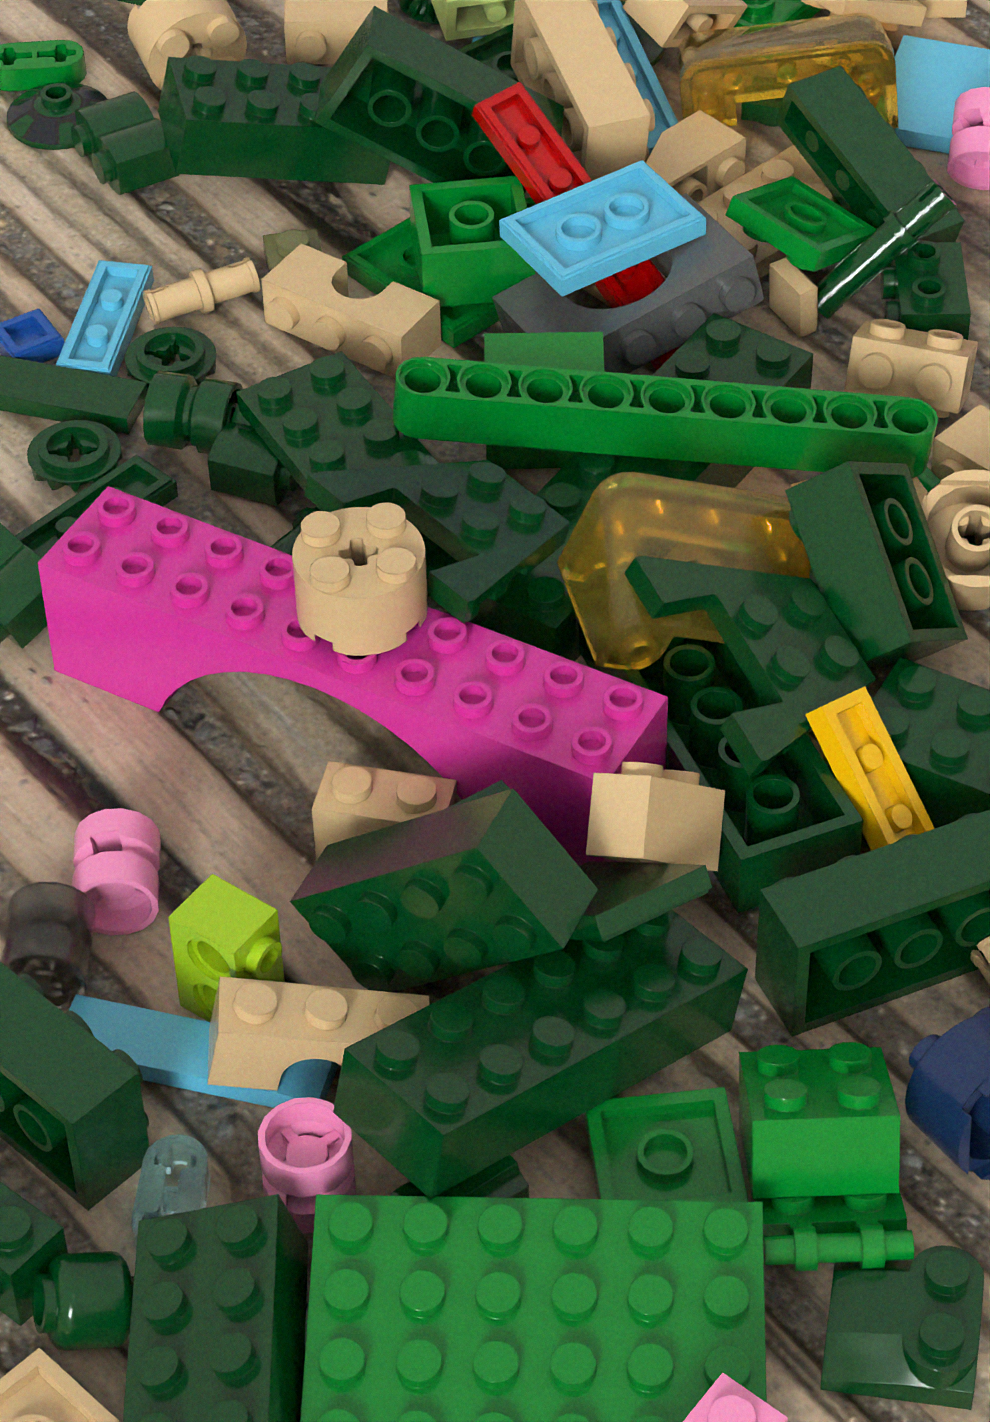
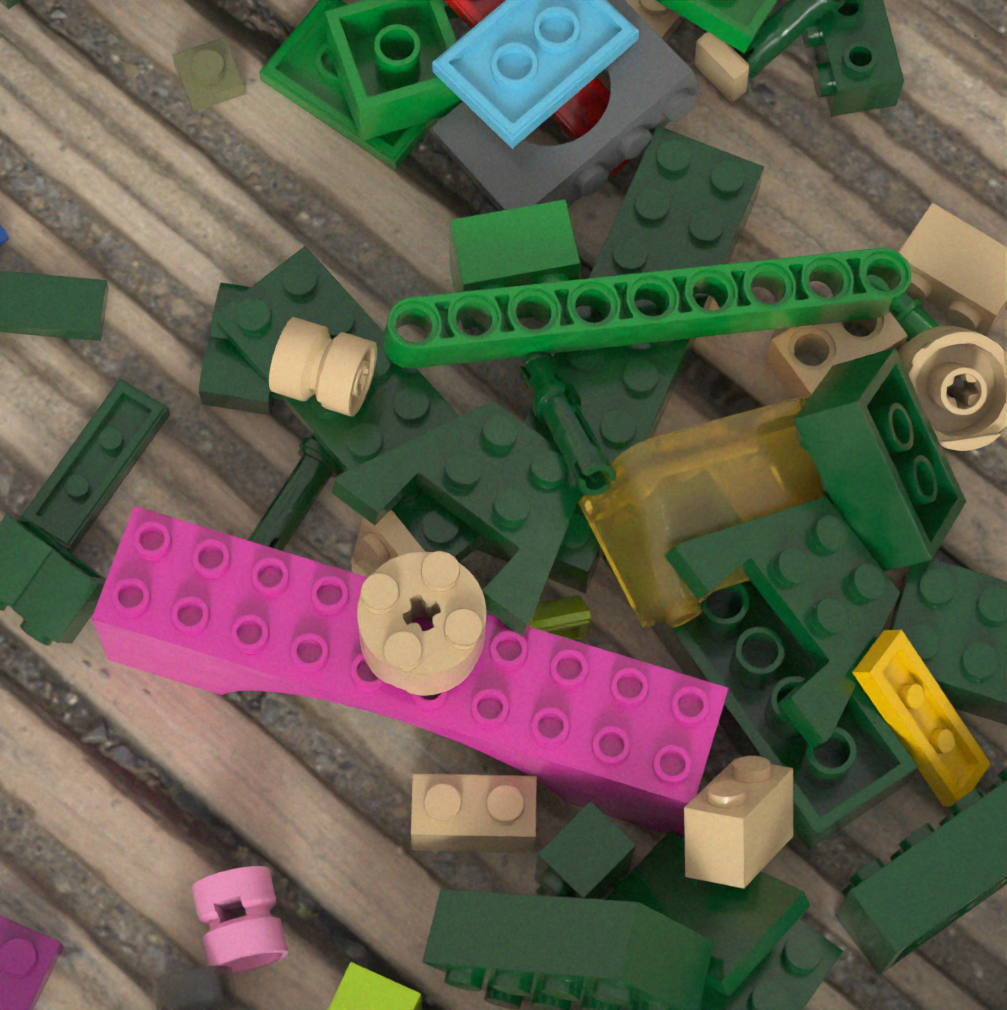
camera: 15 degrees left, 25 degrees up
(53, 446) = (34, 376): dark green gear -> none
(106, 318) = (40, 194): medium azure tile -> none
(159, 346) = (103, 223): dark green gear -> none
(183, 412) = (166, 324): dark green wheel -> none
(201, 291) = (129, 143): tan pin -> none
(312, 301) = (327, 178): tan arch -> none
(326, 409) = (313, 363): none -> tan wheel
(557, 483) = (559, 408): none -> dark green pin
(912, 364) = (855, 152): tan brick -> none

